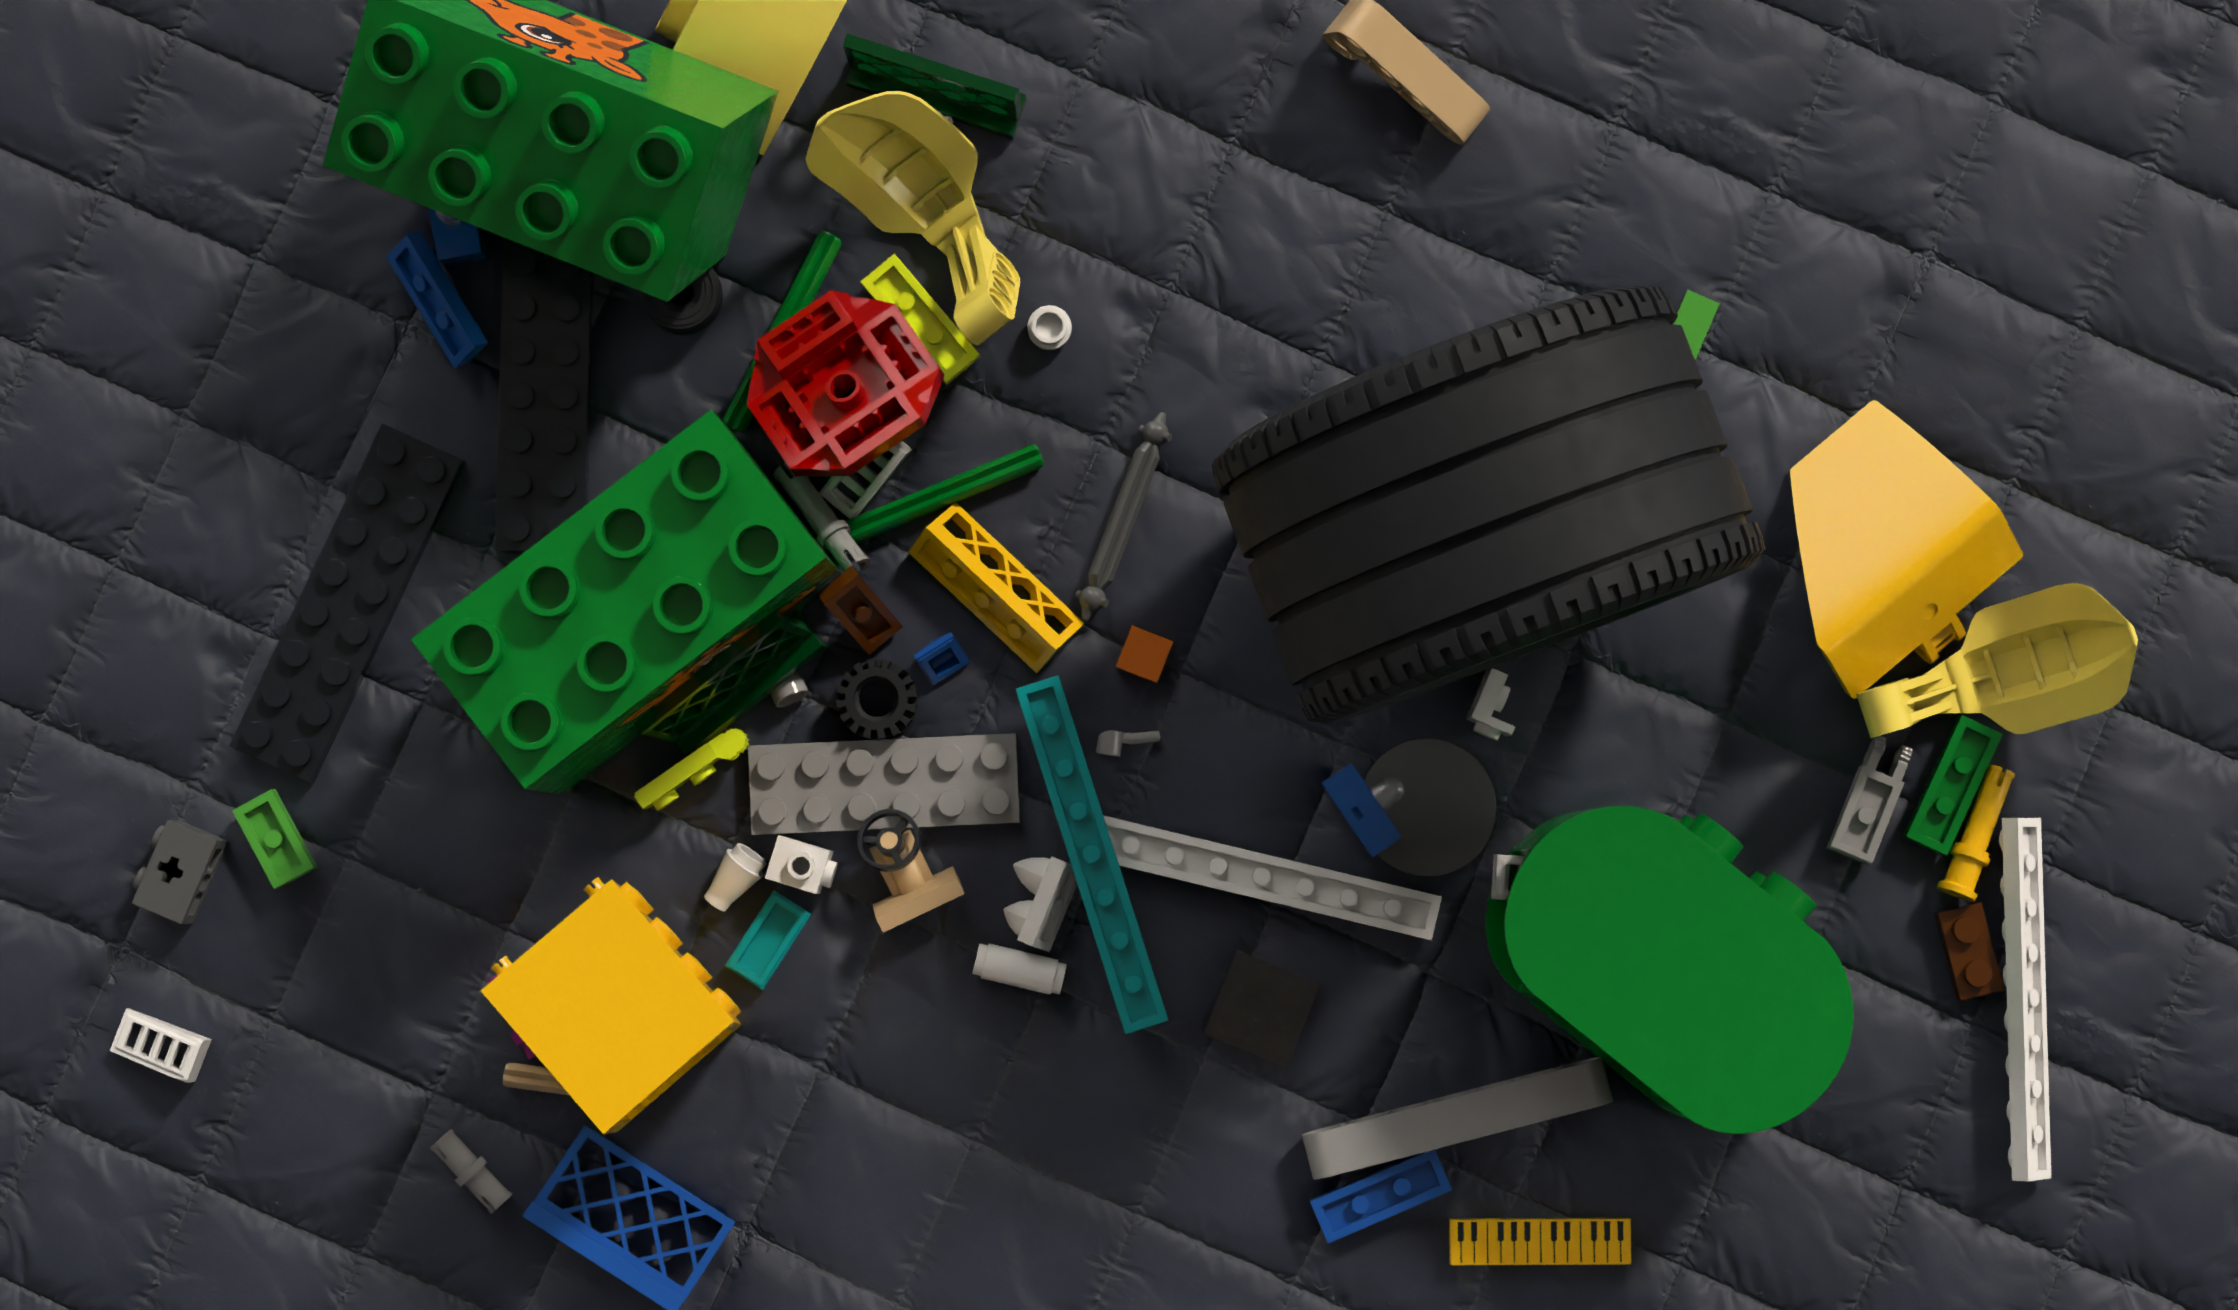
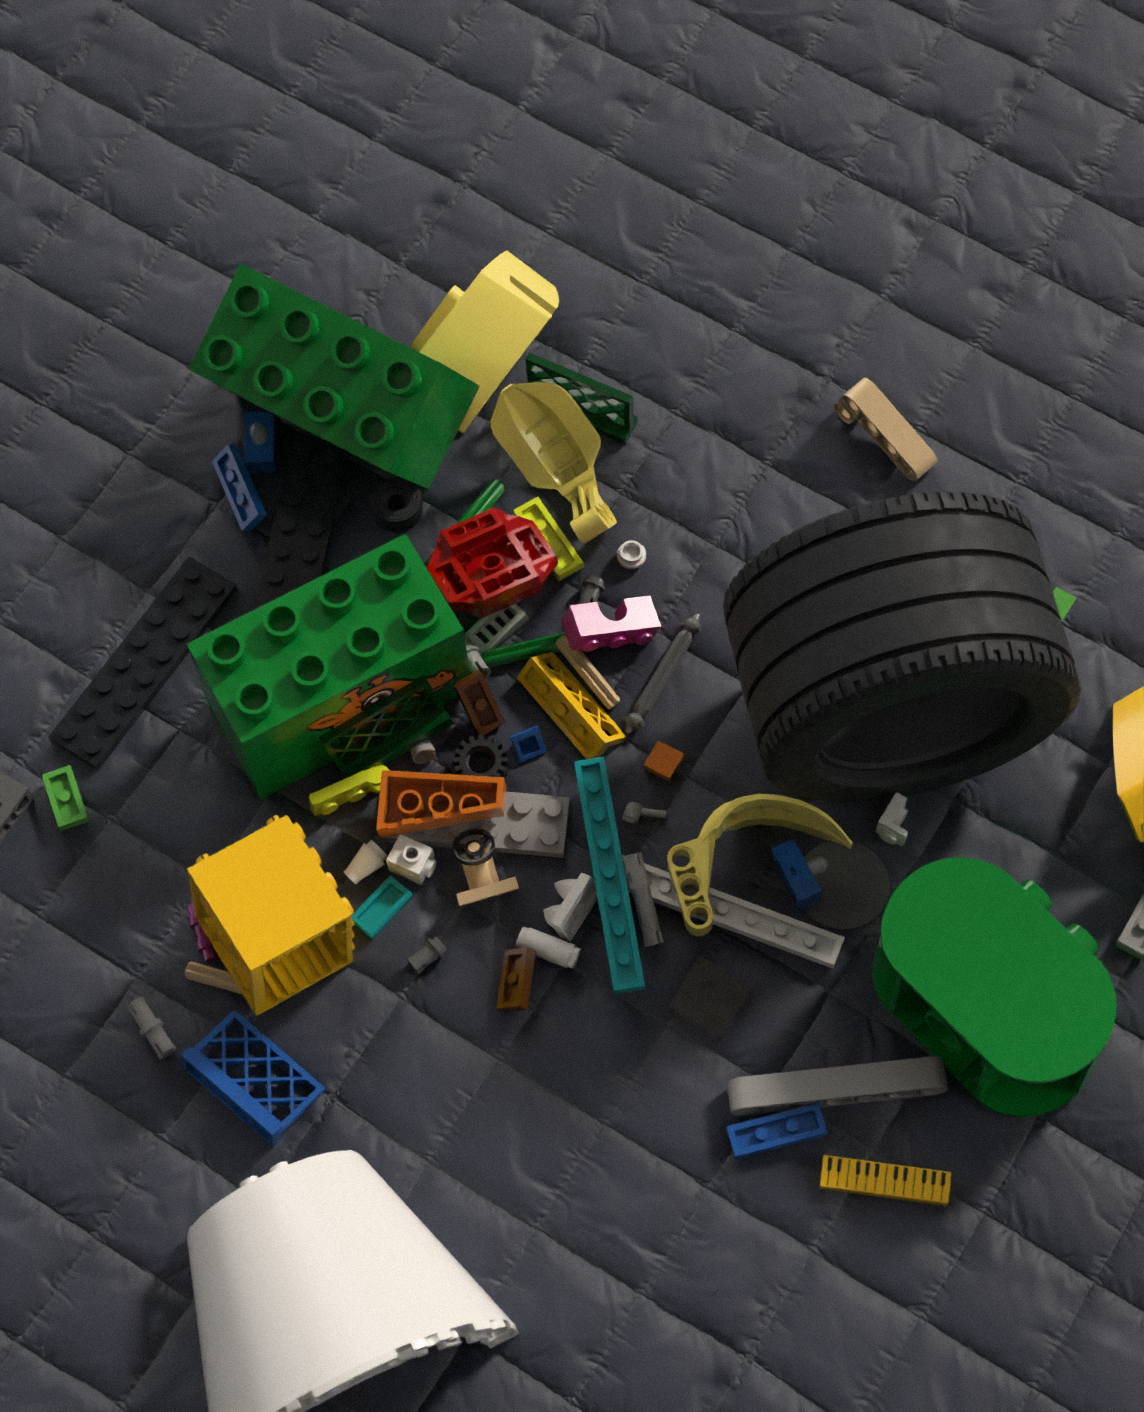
camera: 10 degrees right, 20 degrees down
(814, 783) = (435, 800): none -> orange wedge
(847, 1004) = (427, 955): none -> dark grey pin
(981, 1026) = (516, 980): none -> reddish brown plate
(997, 403) = (592, 588): none -> dark grey pin
(1004, 472) = (589, 629): none -> arch
(1012, 531) = (588, 673): none -> tan axle
(1141, 872) = (644, 904): none -> light grey pin
(1222, 804) = (733, 815): none -> light yellow piece

